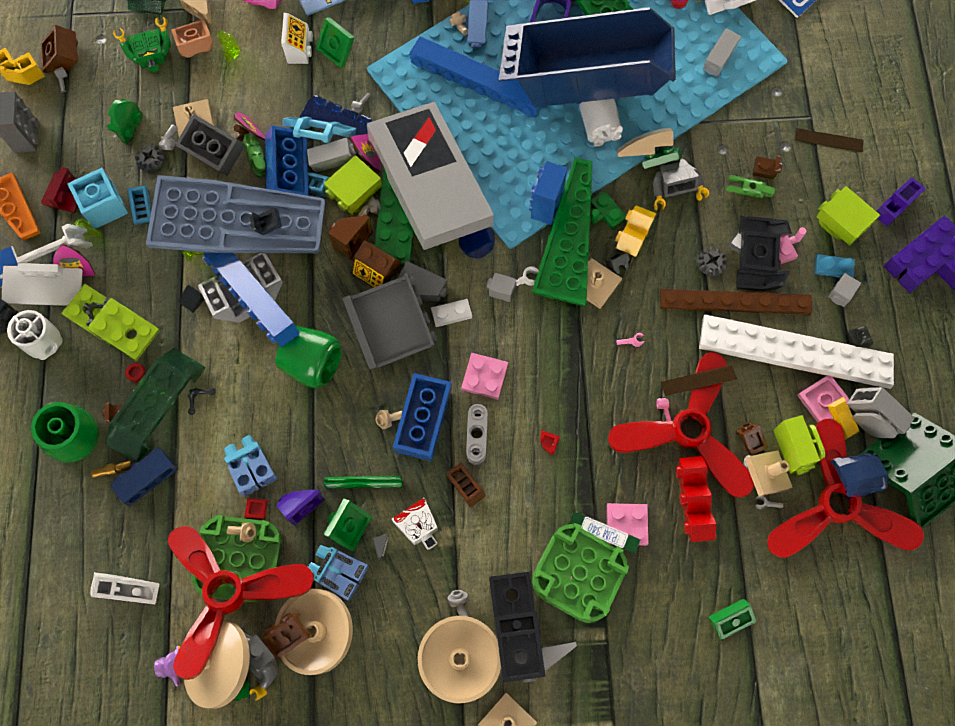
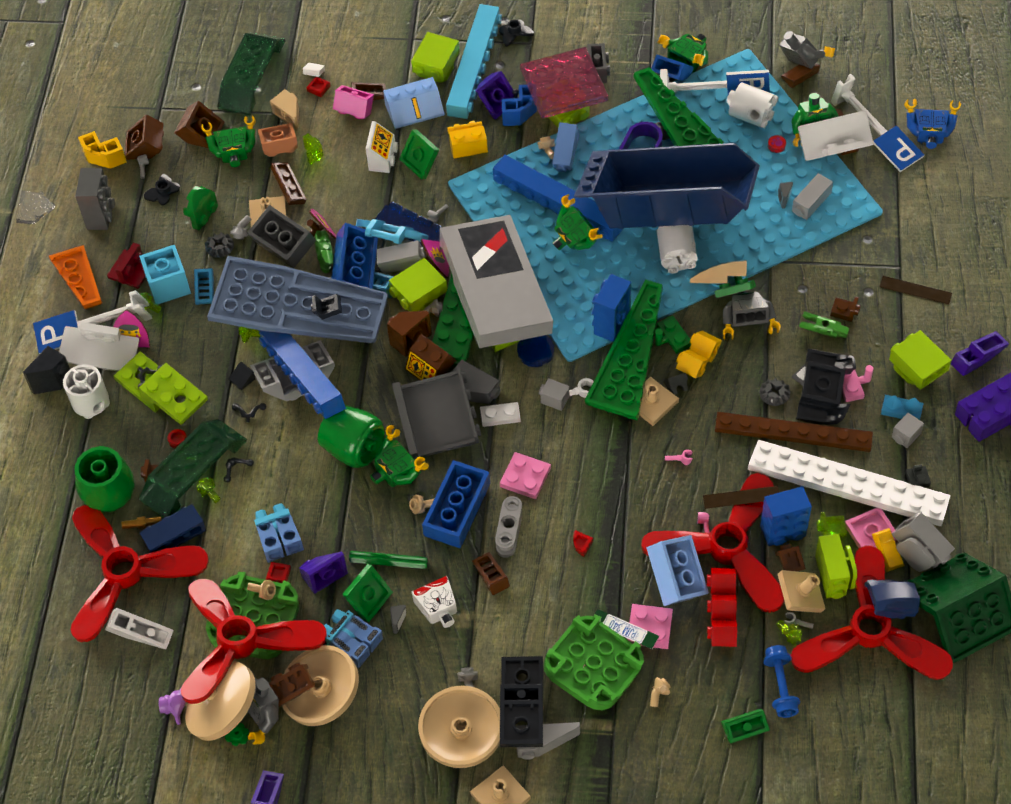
camera: 10 degrees right, 15 degrees down
(73, 493) = (165, 563): none -> red piece
(85, 102) = (163, 189): none -> black animal
(105, 23) = (190, 125): none -> reddish brown slope
(170, 423) = (206, 486): none -> clear neon green plate
(189, 332) = (235, 406): none -> black piece
(209, 85) = (288, 183): none -> reddish brown tile
(356, 378) = (395, 463): none -> green torso
(380, 21) = (467, 139): none -> yellow brick
(498, 109) = (574, 228): none -> green torso
(647, 591) = (660, 686): none -> tan plate
(648, 467) = (677, 570): none -> light blue slope
(694, 51) = (784, 193): none -> dark grey slope
(747, 399) = (785, 516): none -> blue brick
(754, 545) = (787, 705): none -> blue piece
(765, 518) = (793, 632): none -> clear neon green plate
(787, 399) = (831, 525): none -> clear neon green bracket

